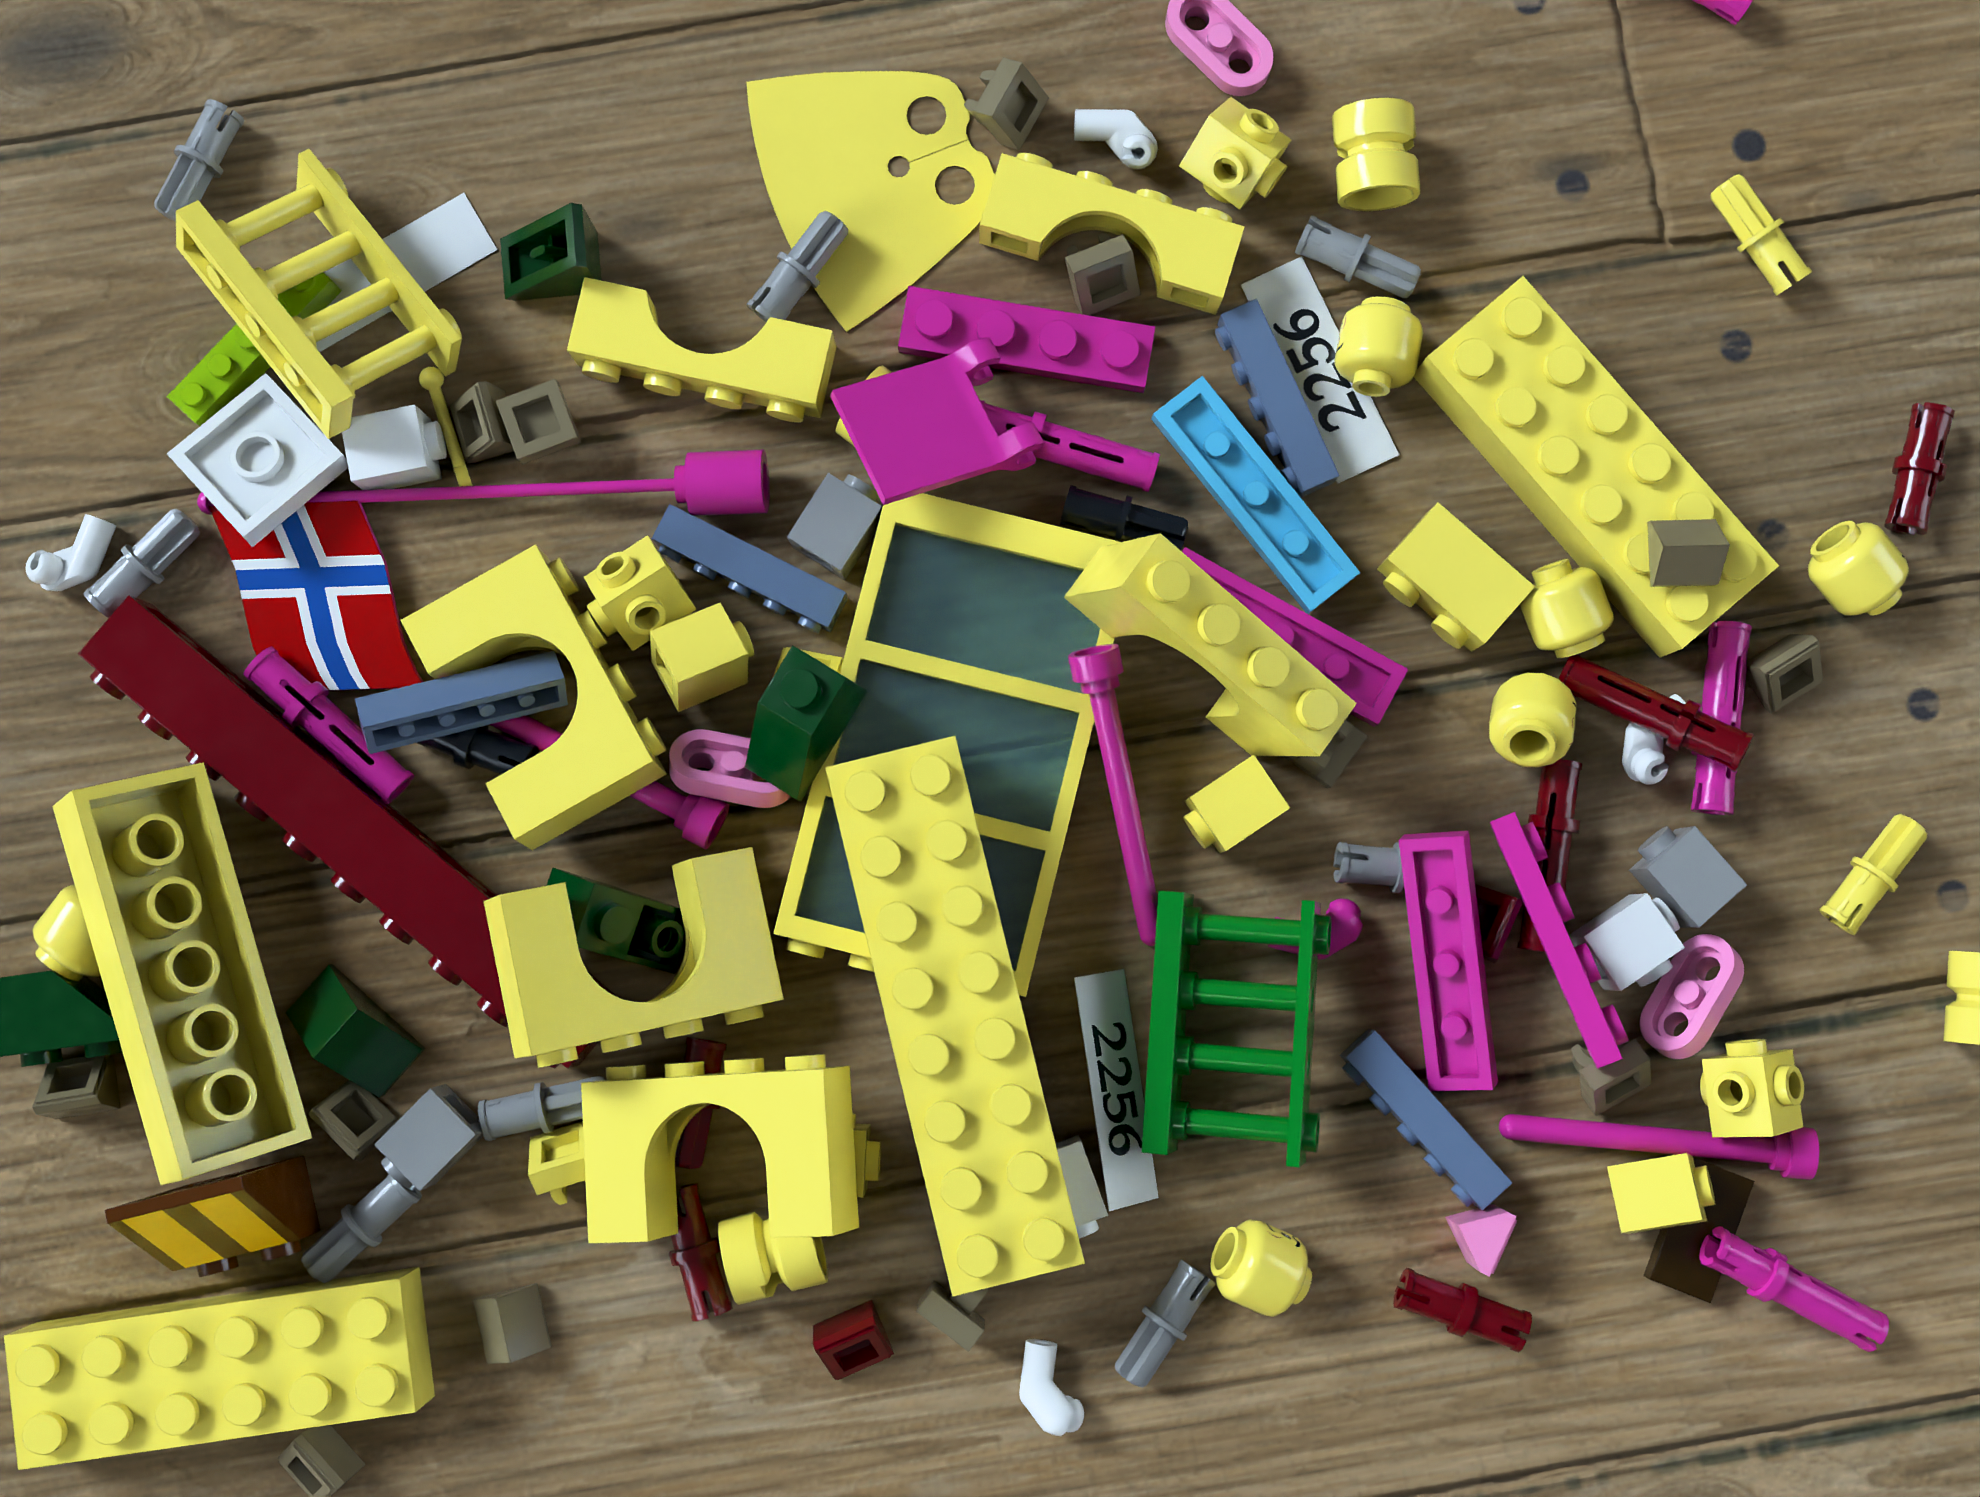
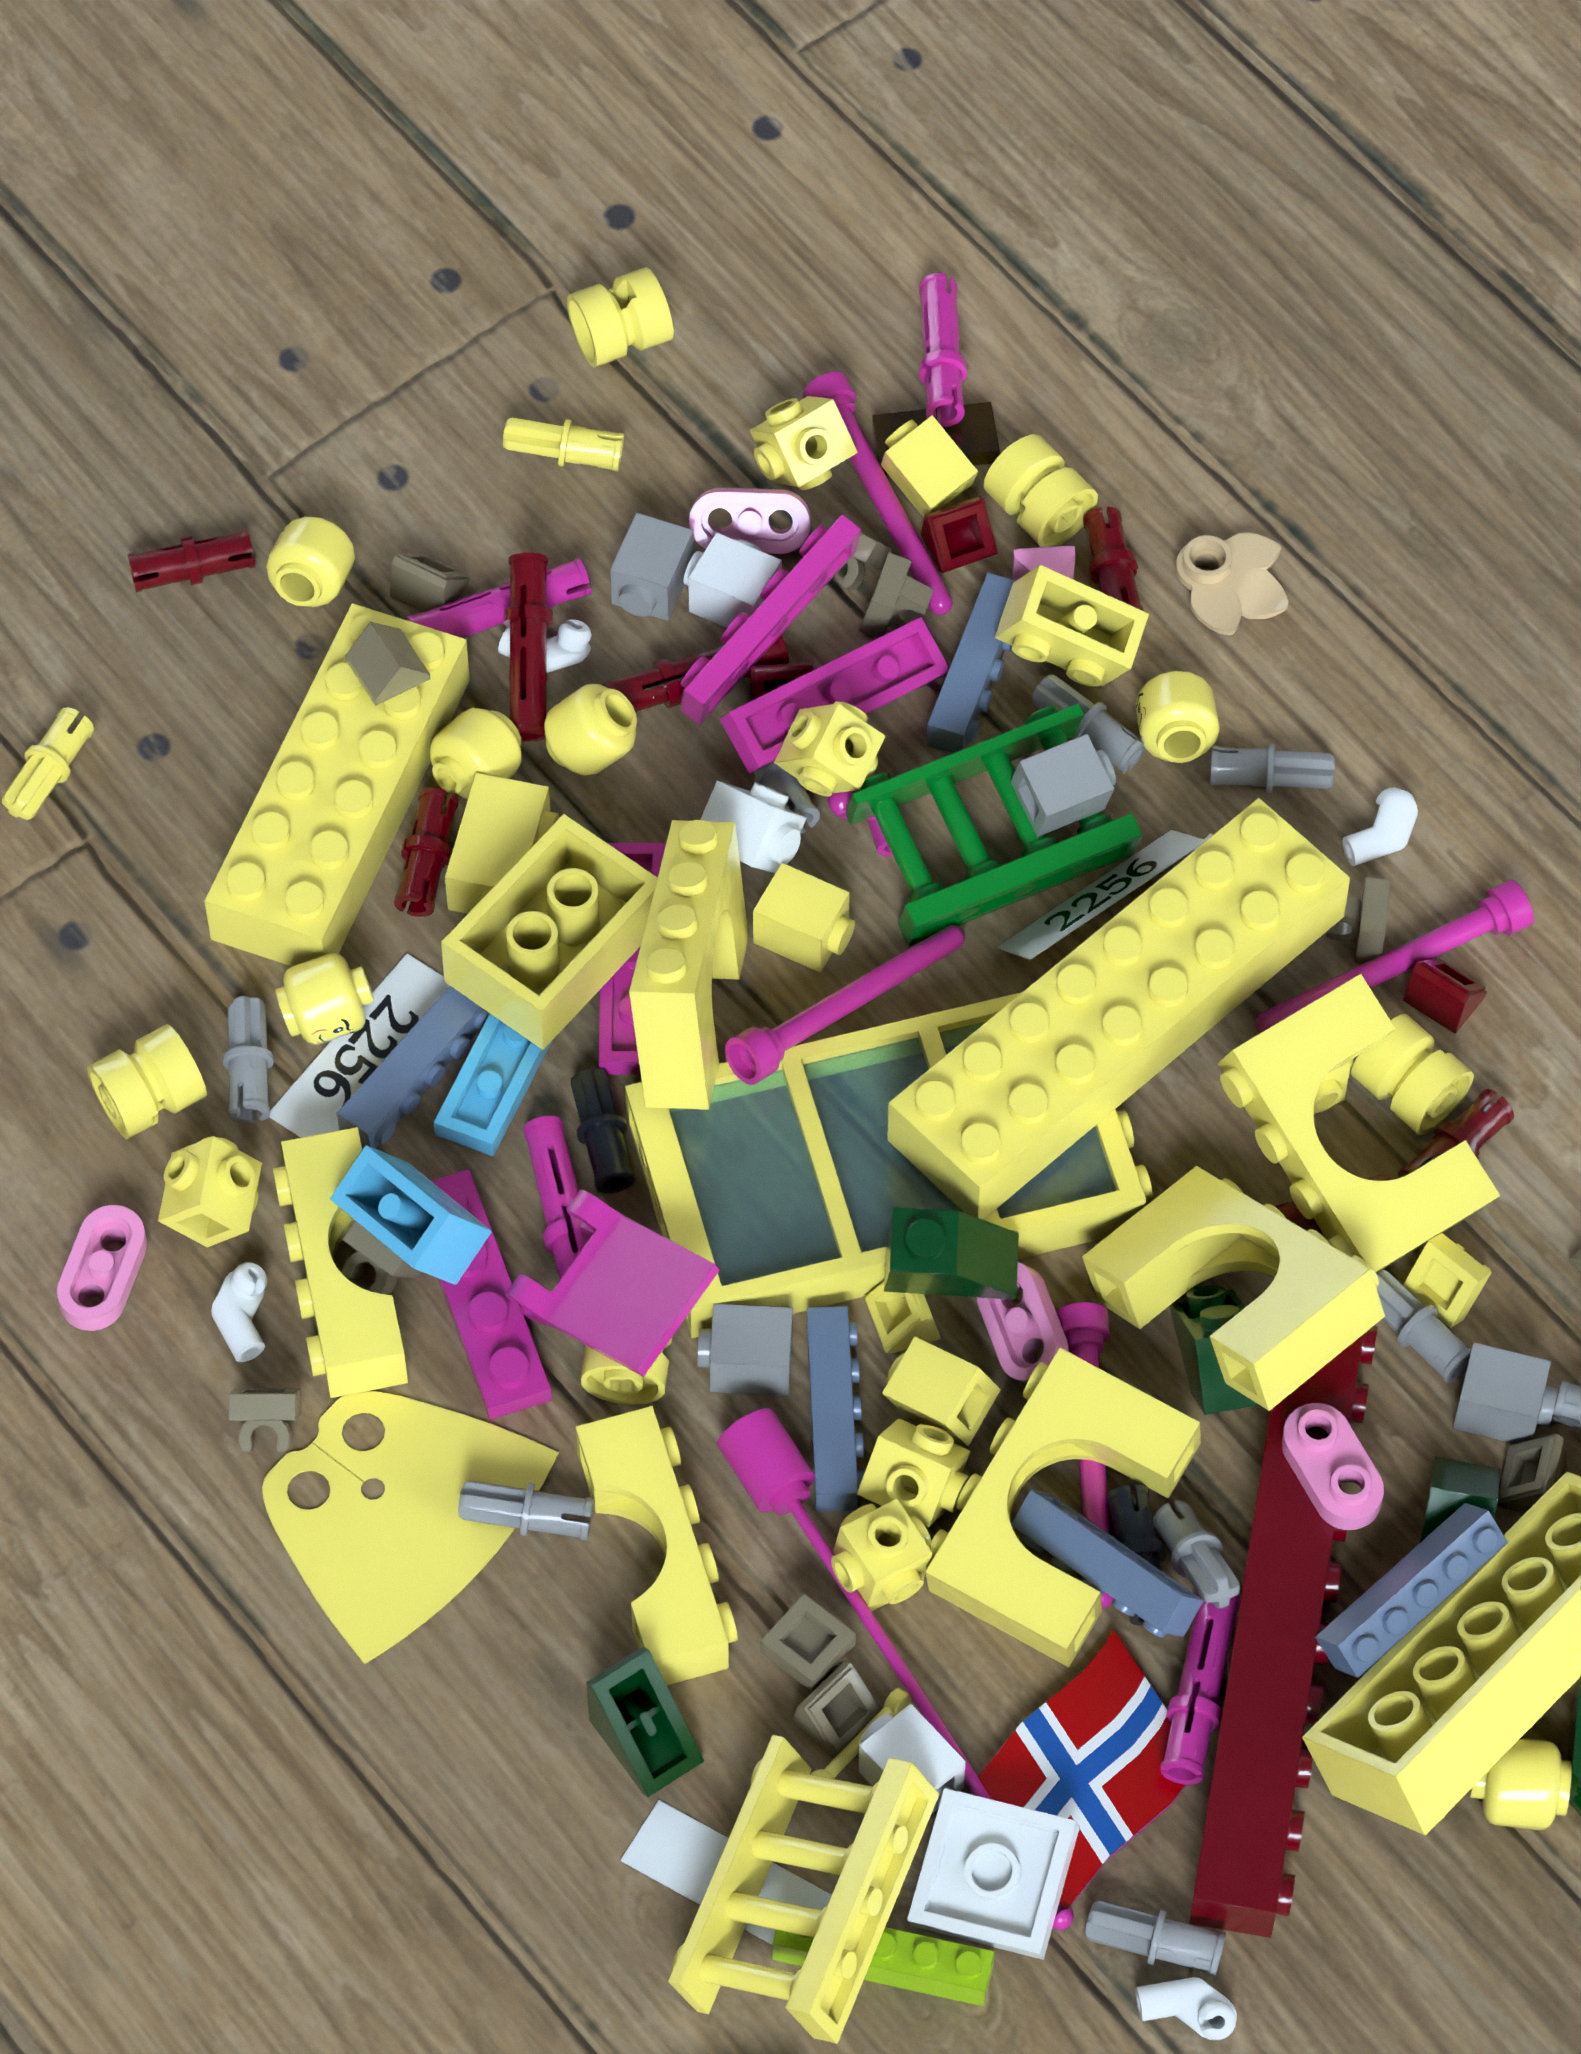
camera: 120 degrees left, 25 degrees down
(276, 934) = (1411, 1590): none -> sand blue piece
(421, 936) = (1328, 1463): none -> bright pink plate
(427, 783) = (1196, 1554): none -> light grey axle
(601, 529) = (882, 1554): none -> light yellow brick
(899, 1440) = (1503, 910): none -> dark pink piece
(1102, 288) = (410, 1215): none -> medium azure brick
(1220, 1104) = (1064, 784): none -> light grey brick
(1300, 1185) = (1105, 732): none -> light grey axle
(1319, 552) = (550, 932): none -> light yellow brick
(1347, 804) = (764, 827): none -> white brick
(1377, 911) = (830, 749): none -> light yellow brick
(1378, 1419) = (1237, 584): none -> tan plate
(1401, 1220) = (1071, 627): none -> light yellow brick
(1488, 516) = (426, 852): none -> dark red pin
(1531, 1081) = (895, 598): none -> dark tan tile
(1573, 1185) = (959, 535): none -> dark red slope
(1579, 1286) = (1037, 486): none -> light yellow wheel

